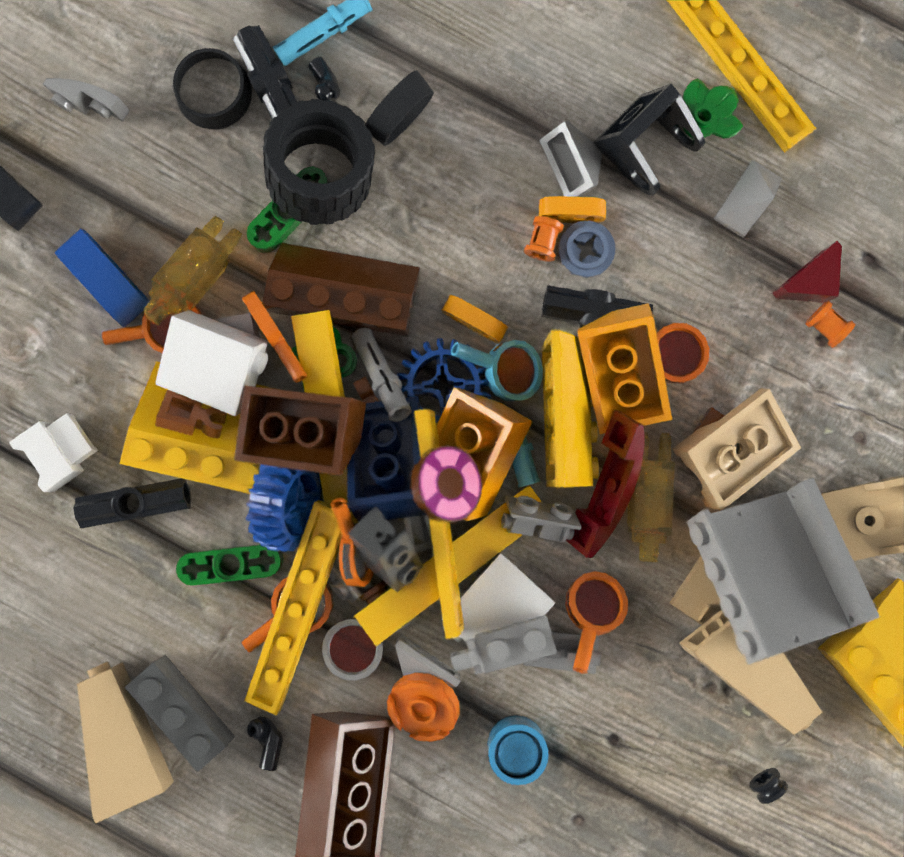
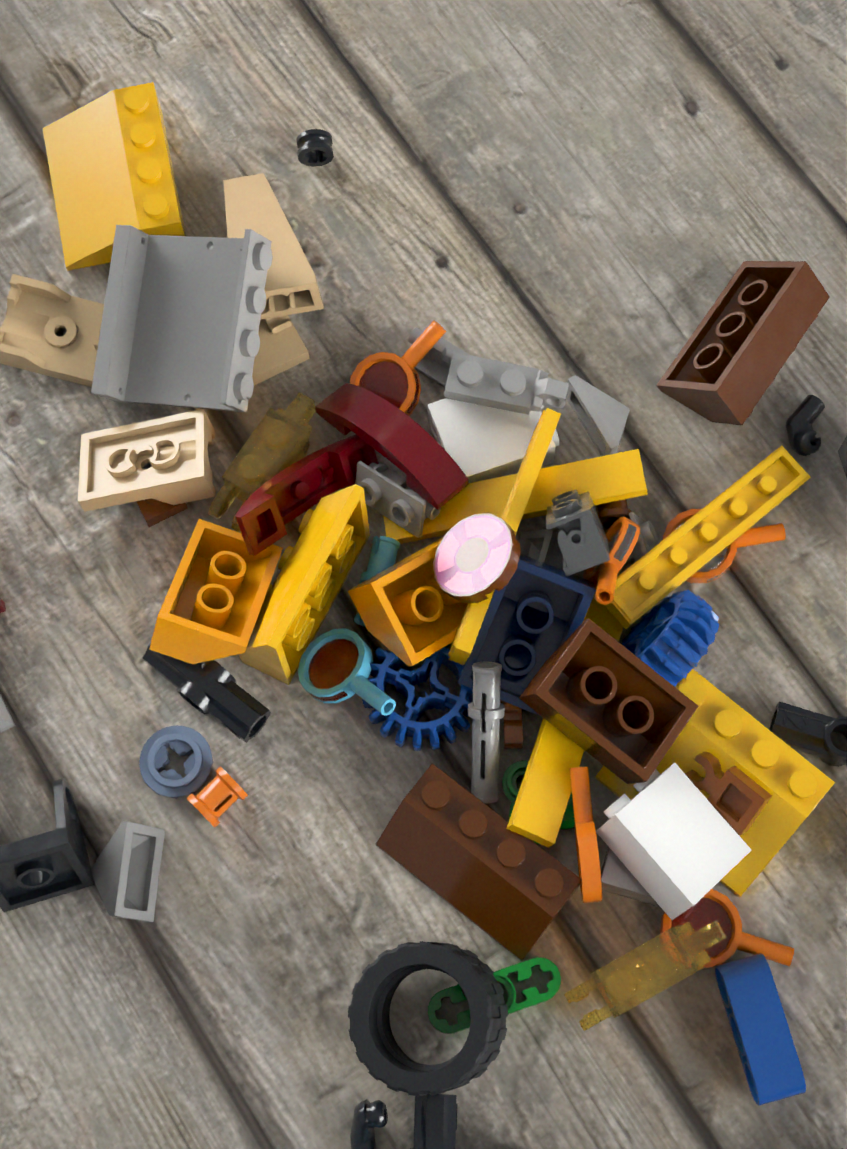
camera: 150 degrees left, 15 degrees down
(204, 577) = (788, 645): green beam -> none
(350, 651) = (671, 473): piece -> none
(399, 108) = (296, 1032): black tyre -> none
(423, 707) = (620, 377): orange tile -> none
(474, 319) = (347, 747): light orange beam -> none
(517, 750) = (545, 293): dark azure piece -> none
(563, 558) = (397, 438): none -> dark red slope
(573, 209) = (165, 812): light orange beam -> none
(682, 352) = (138, 595): clear red piece -> none

